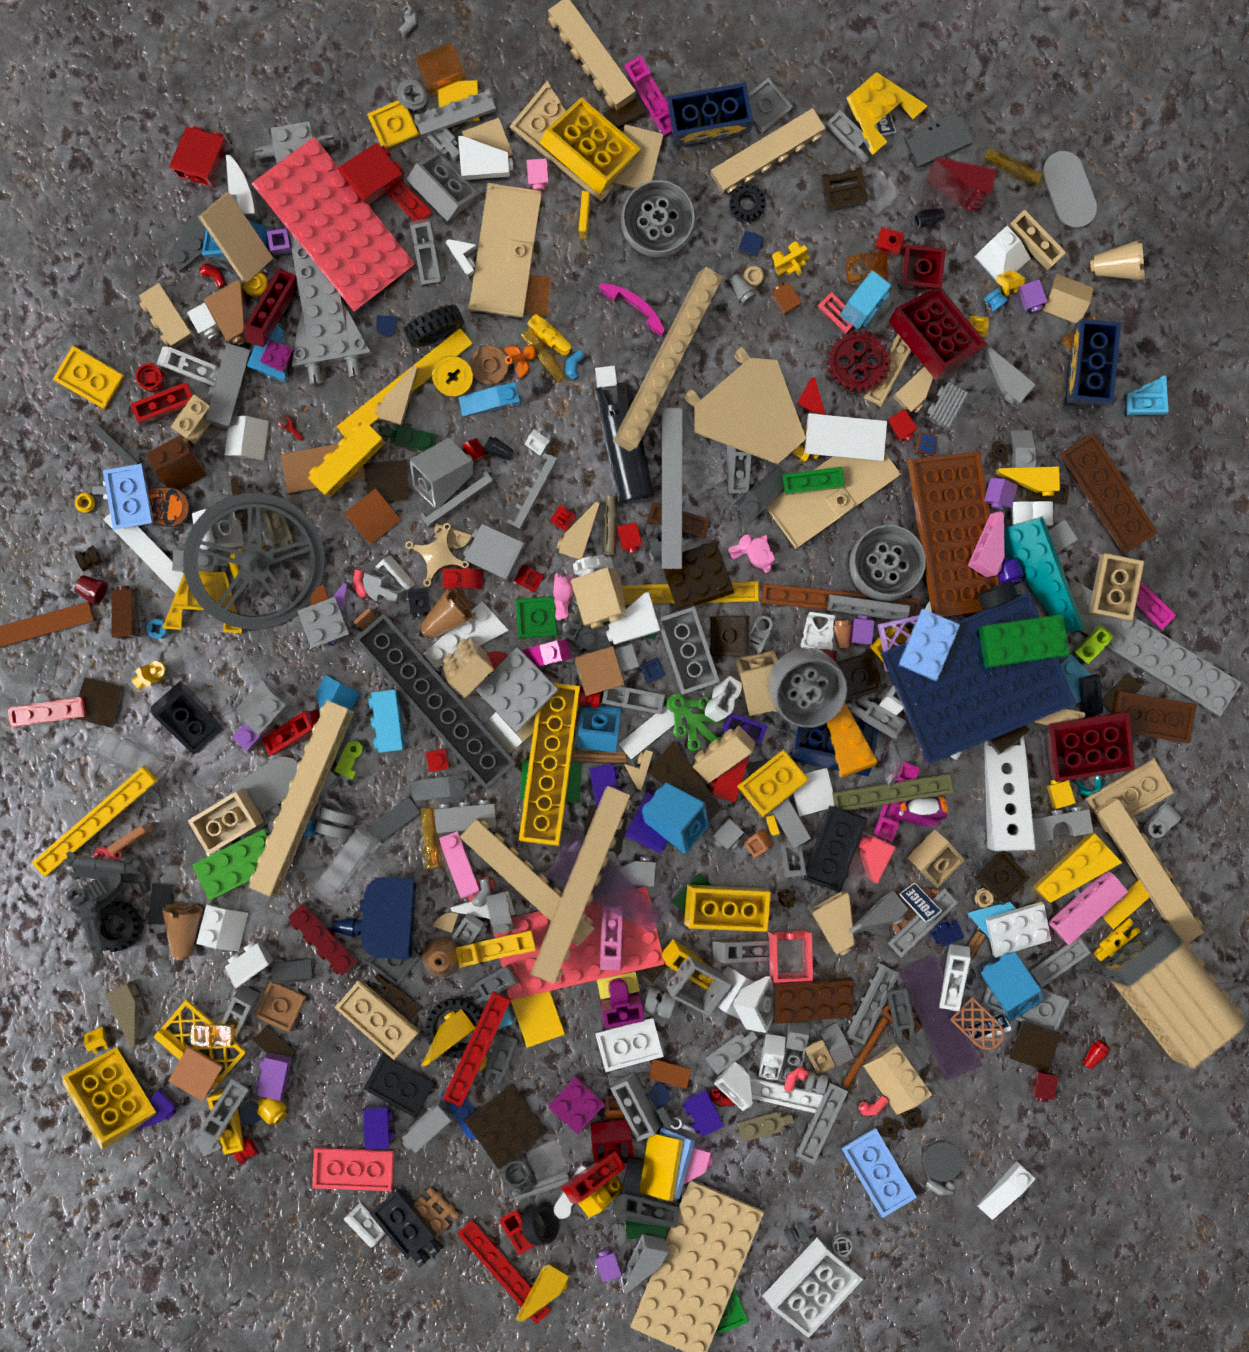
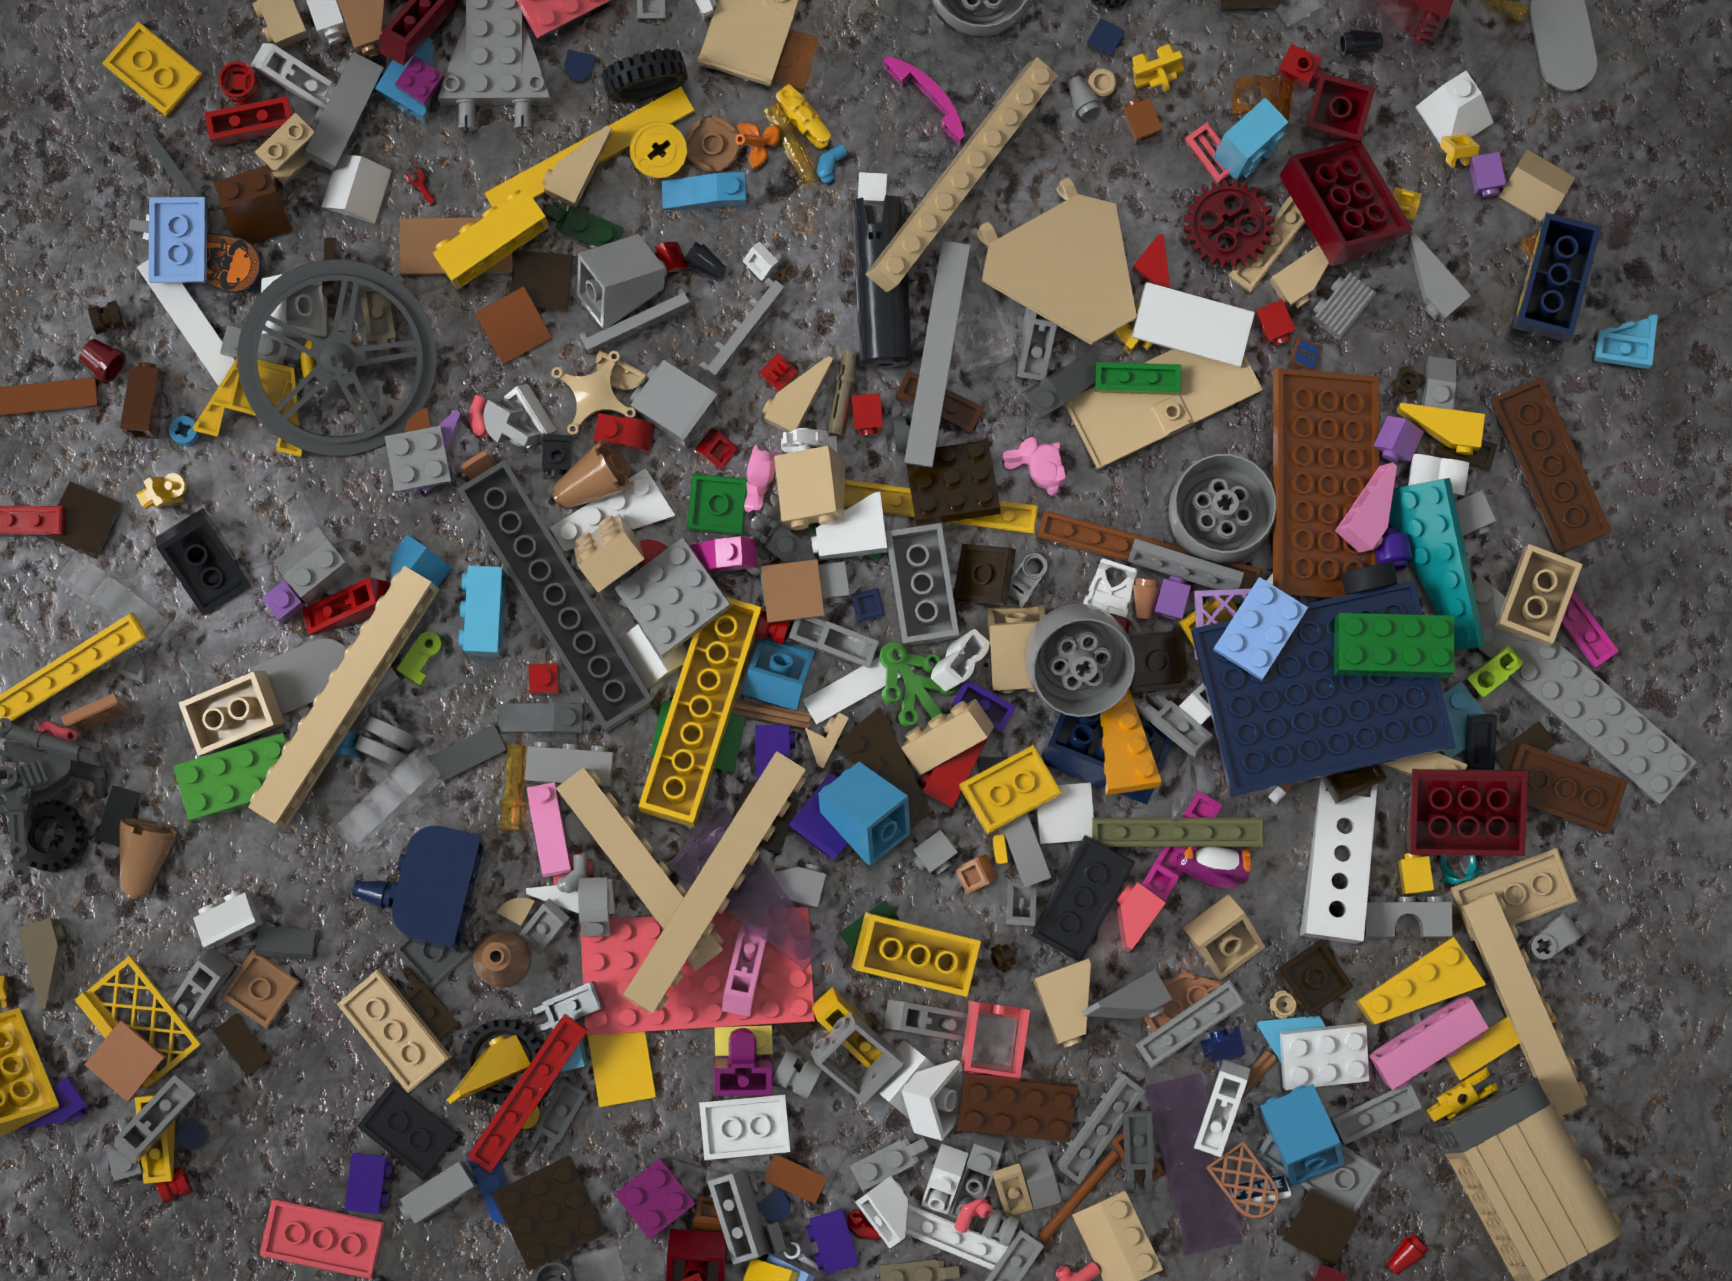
camera: 10 degrees right, 5 degrees down
(80, 498) = (112, 232): yellow plate -> none
(212, 1034) = (158, 1010): clear yellow slope -> none
(222, 927) = (199, 864): white slope -> none
(271, 1110) = (222, 1133): yellow head -> none
(273, 1076) = (233, 1085): medium lavender brick -> none
(322, 937) = (341, 906): dark red brick -> none
(495, 948) = (579, 956): yellow slope -> none
(920, 903) = (1191, 994): slope -> none
(996, 299) = (1435, 170): dark azure wheel -> none
(1036, 240) = (1505, 97): tan brick -> none
(1120, 262) = (1618, 147): tan cone -> none

